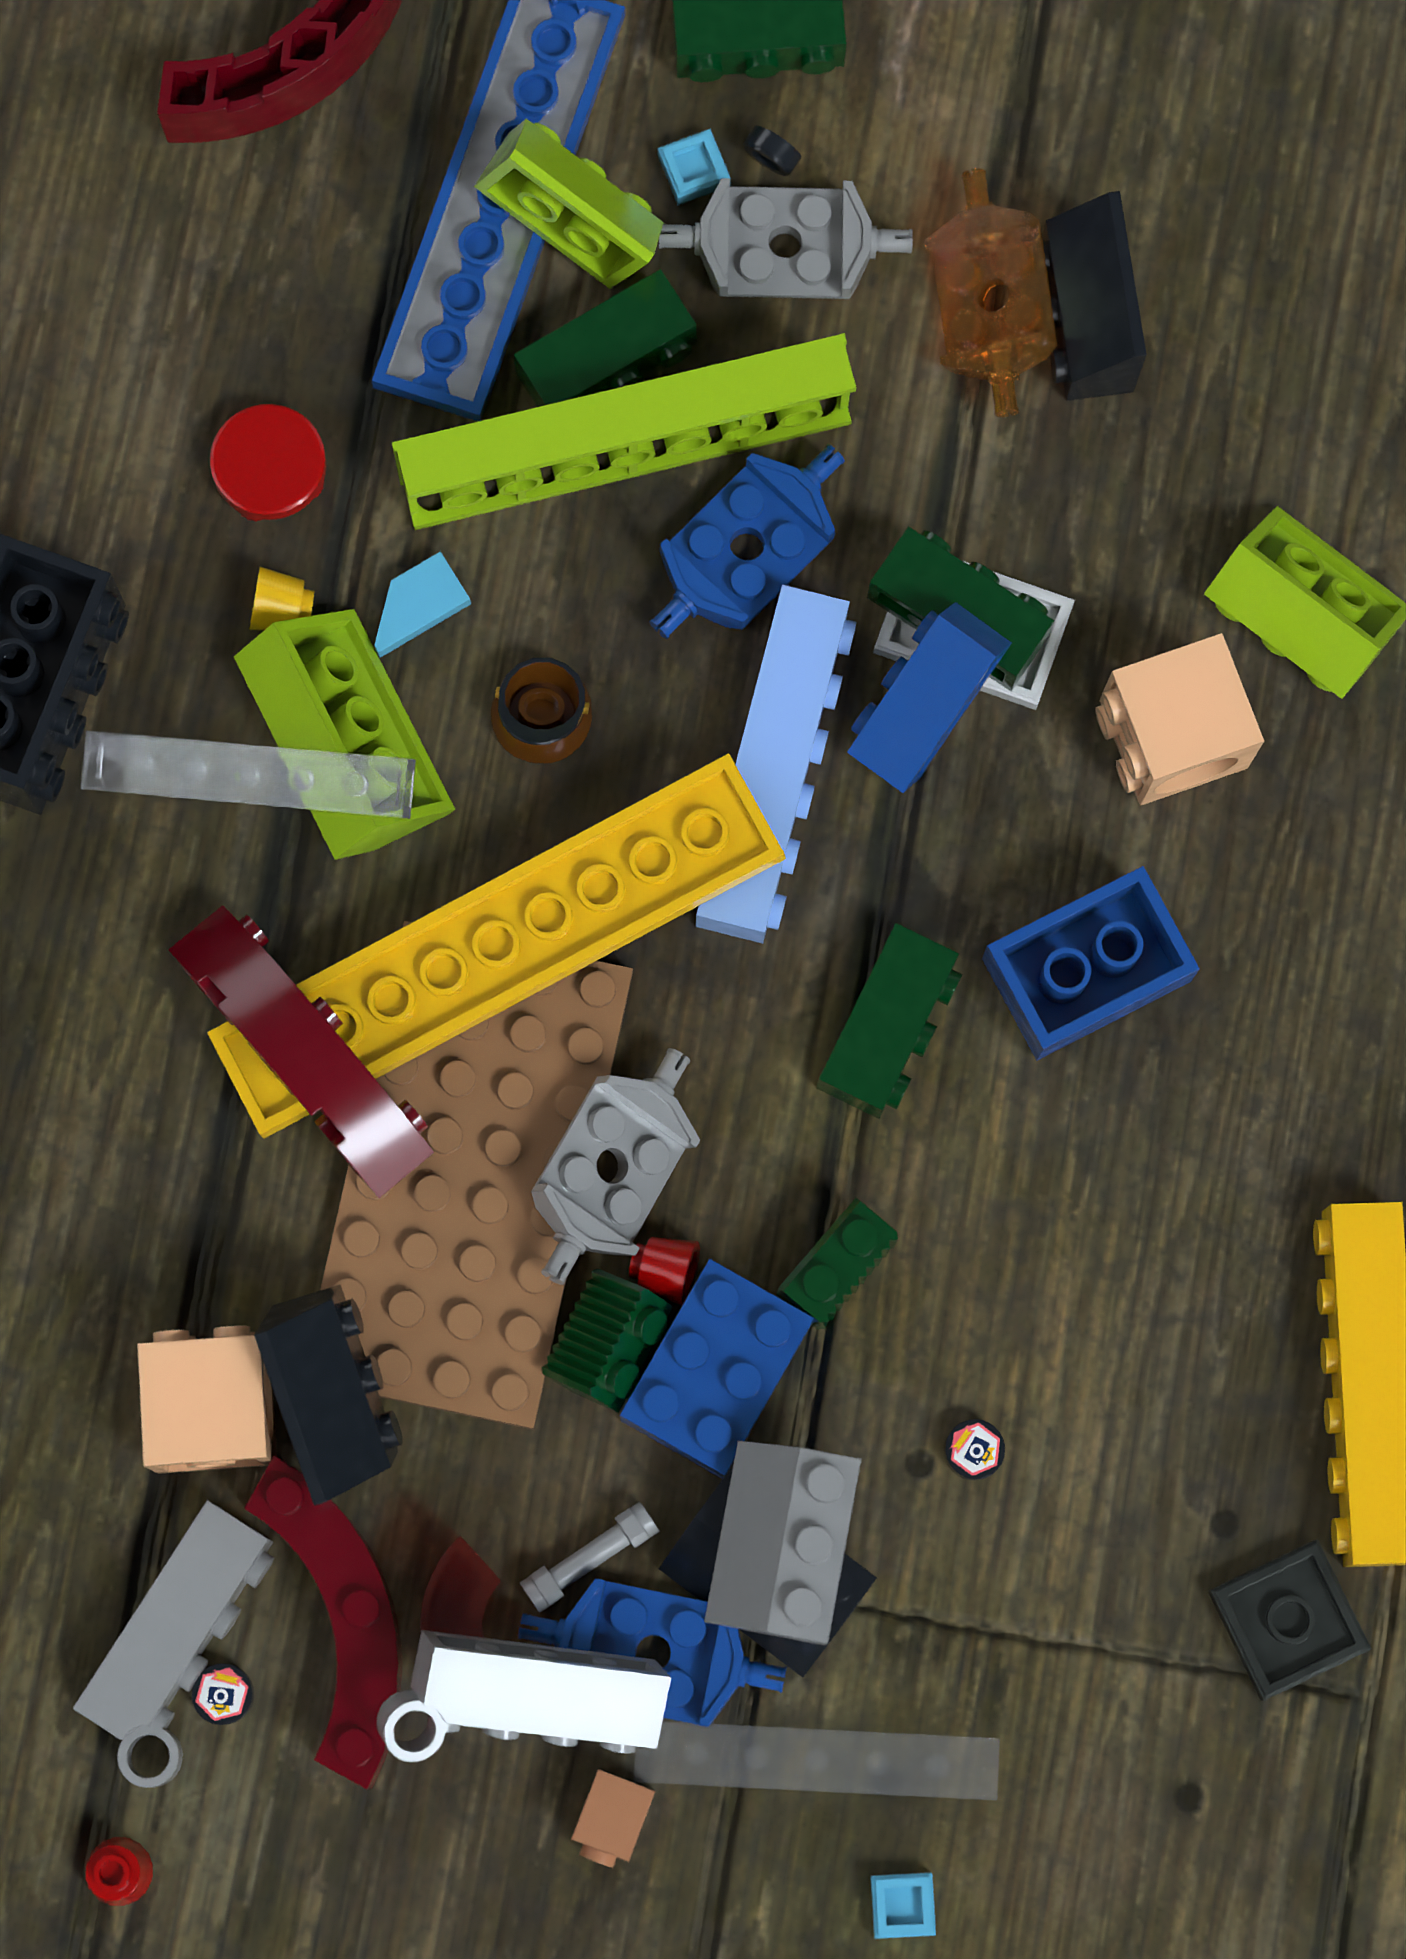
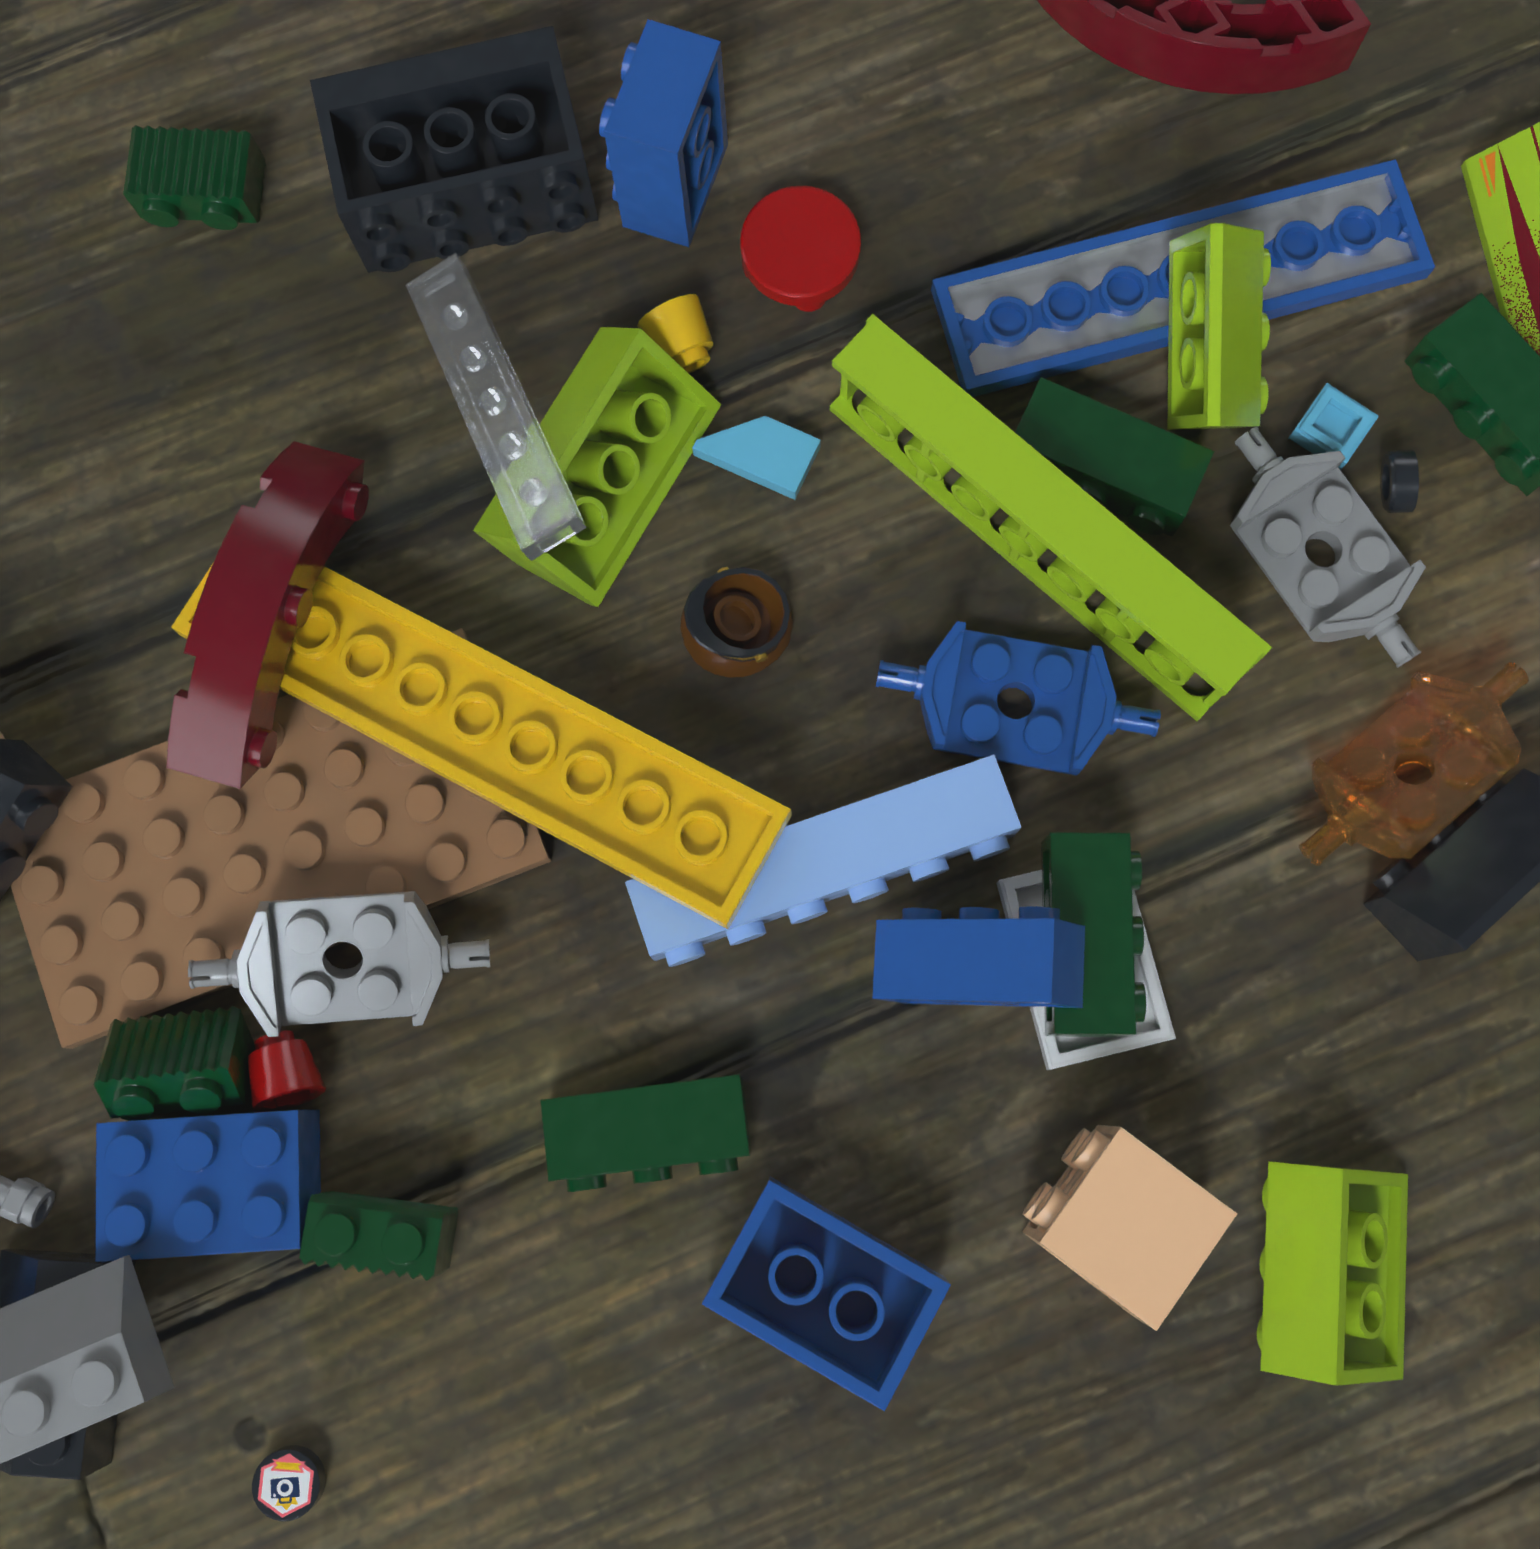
camera: 65 degrees right, 0 degrees up
(124, 500) = (666, 131): none -> blue brick

